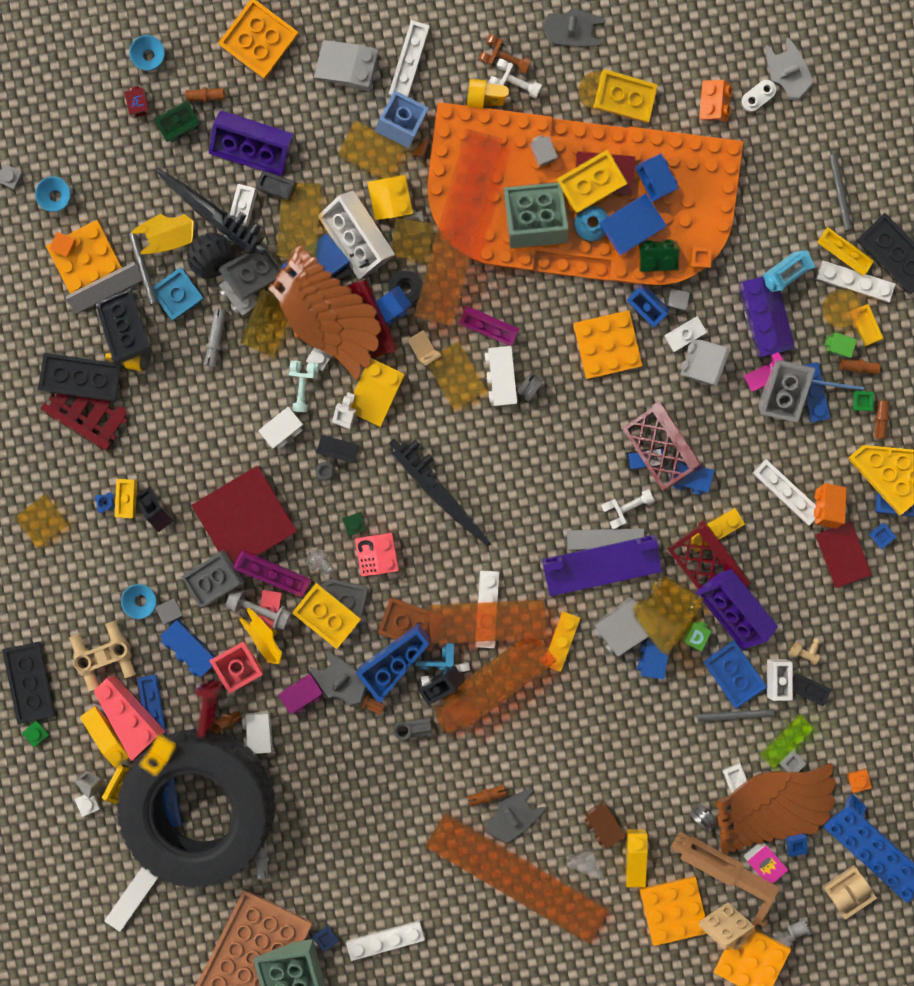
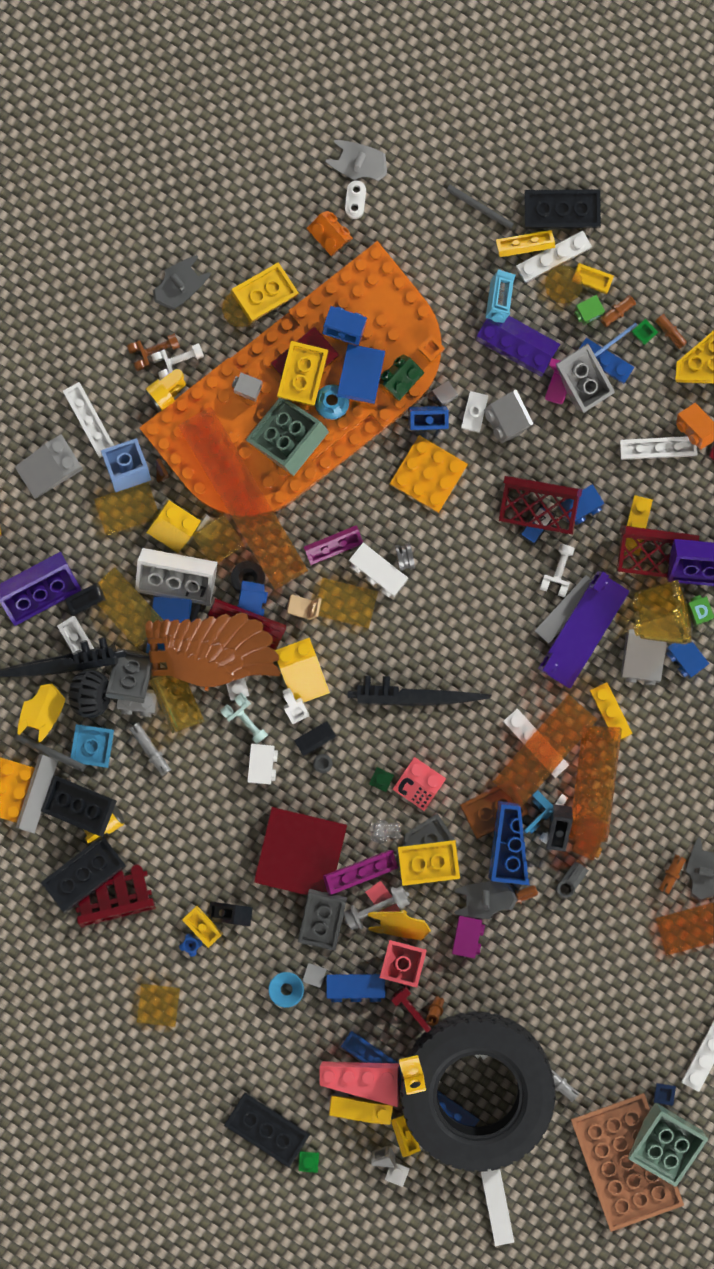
camera: 40 degrees left, 5 degrees down
(102, 655) = (299, 1055): tan piece -> none
(258, 732) = (465, 995): white brick -> none

